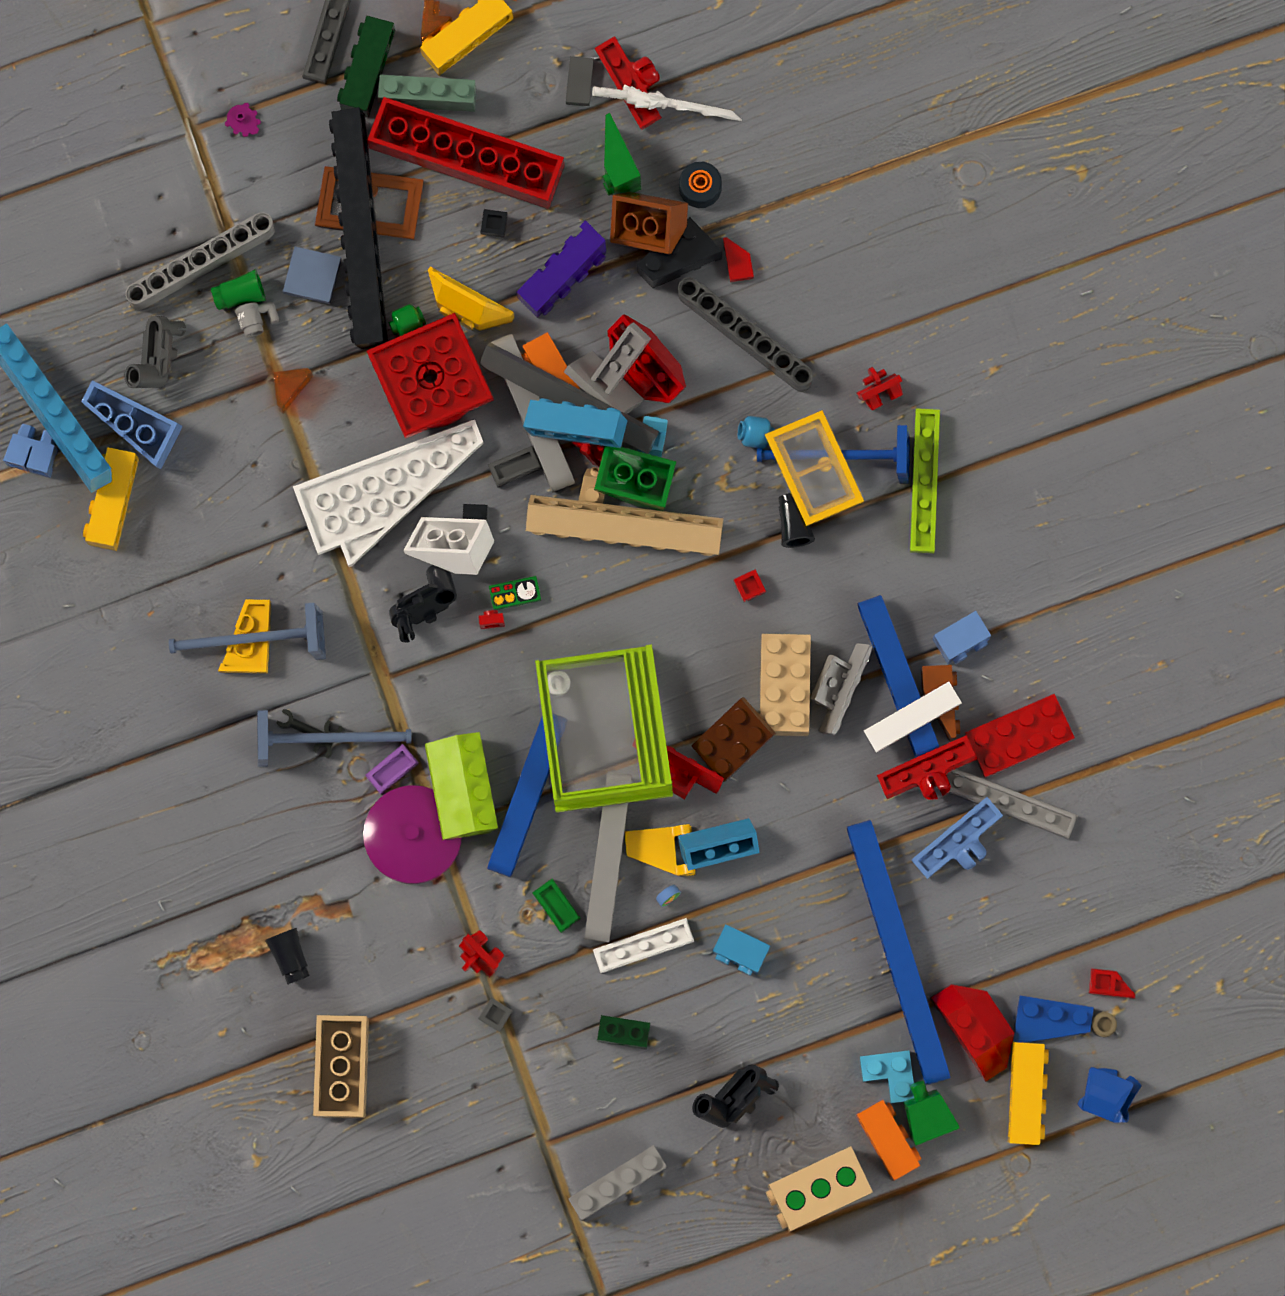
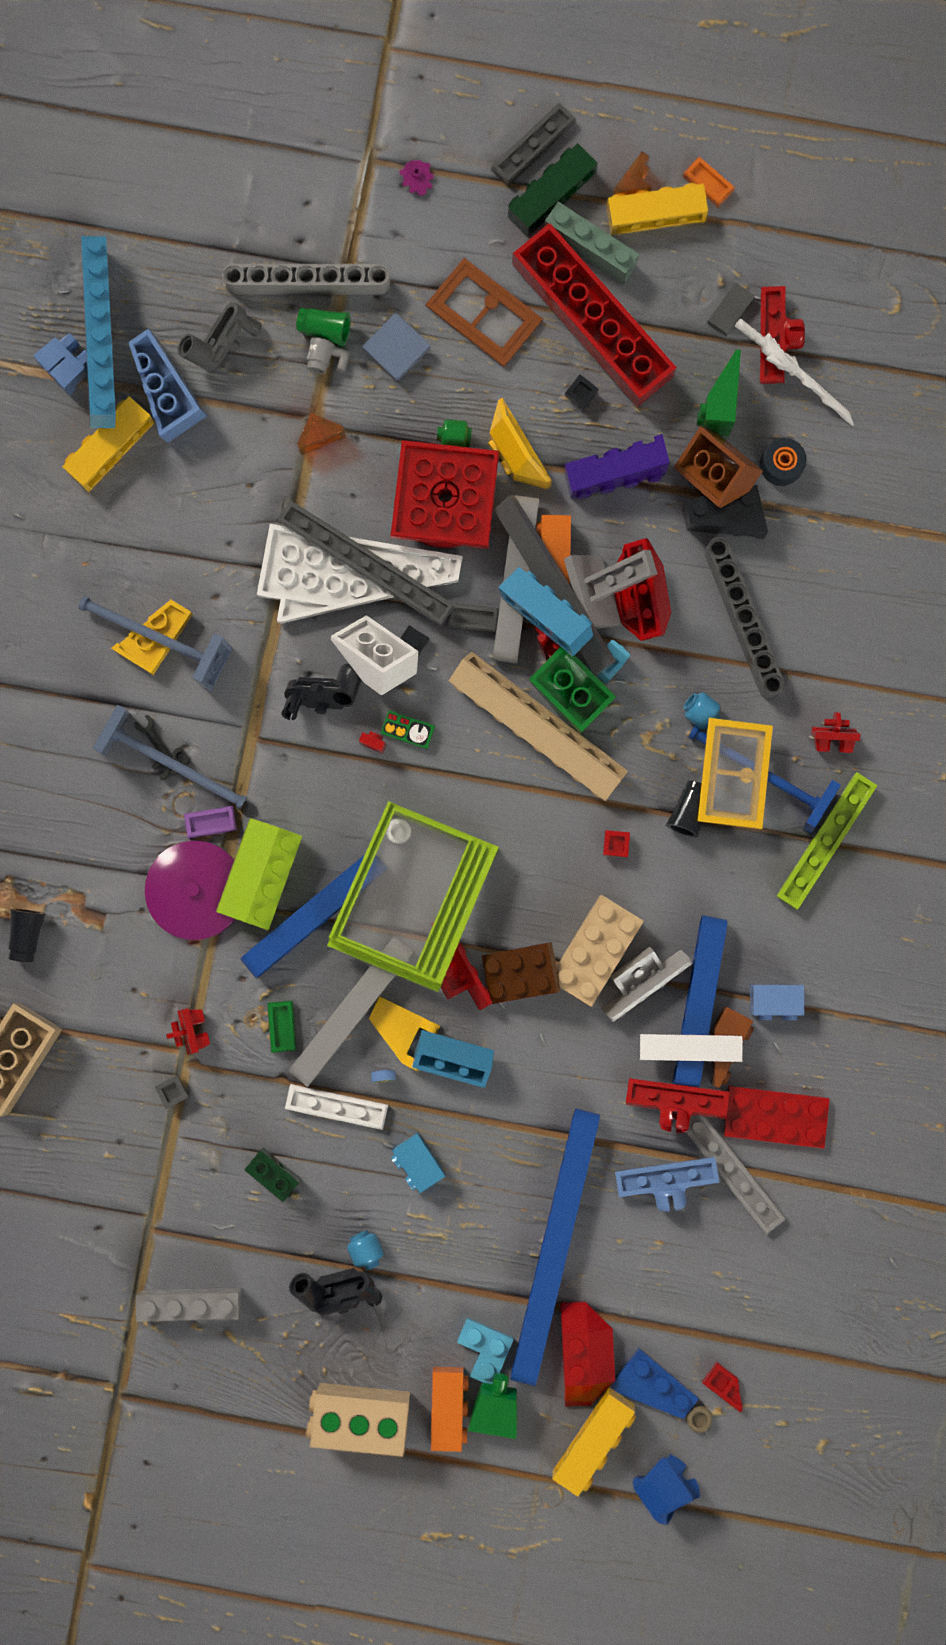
camera: 30 degrees right, 5 degrees up
(359, 228) = (460, 328): black brick -> none
(395, 472) = (365, 563): none -> dark grey tile
(587, 491) = (521, 678): tan bracket -> none
(738, 261) = (776, 549): red tile -> none
(739, 1050) = (365, 1250): none -> dark azure head

